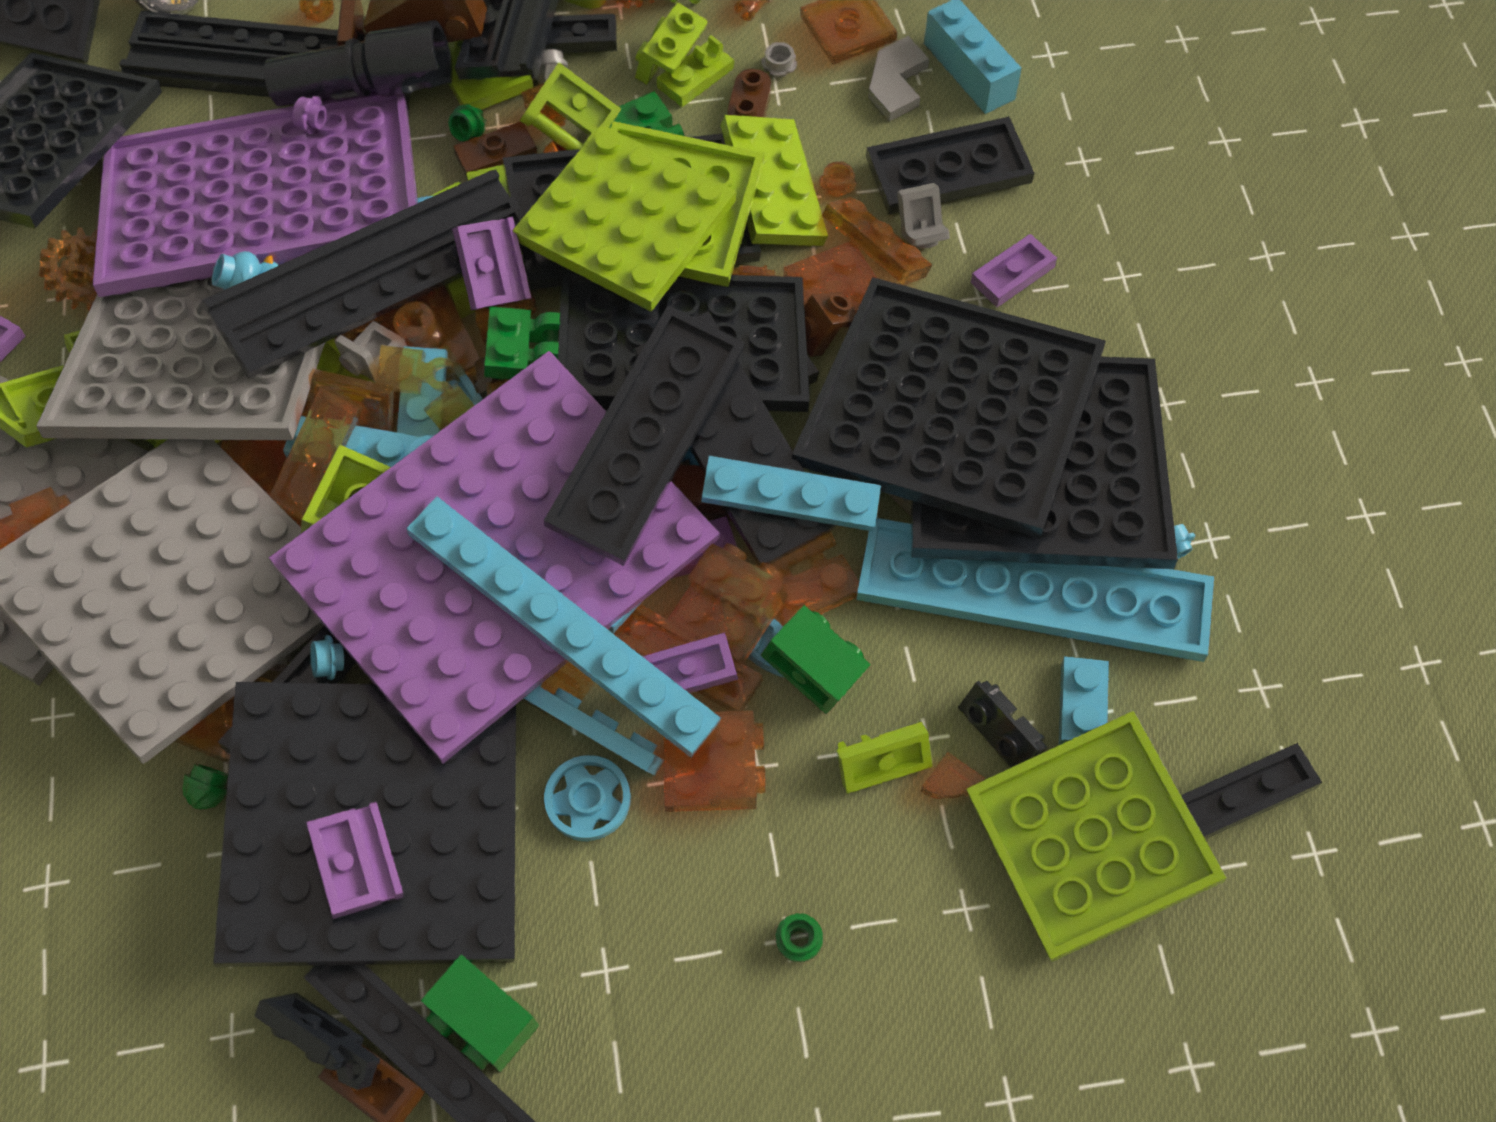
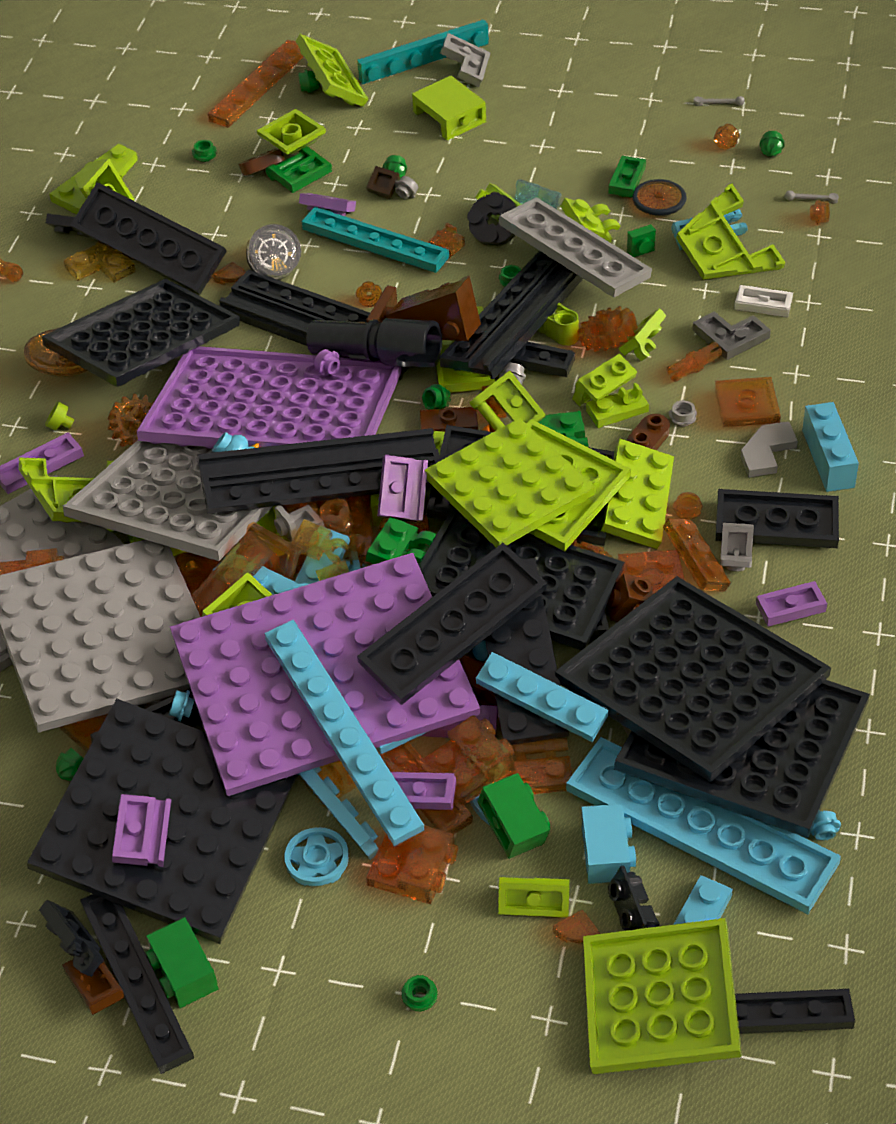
camera: 25 degrees right, 15 degrees down
(116, 23) = (228, 274): none -> clear orange tile
(938, 654) = (606, 842): none -> medium azure brick

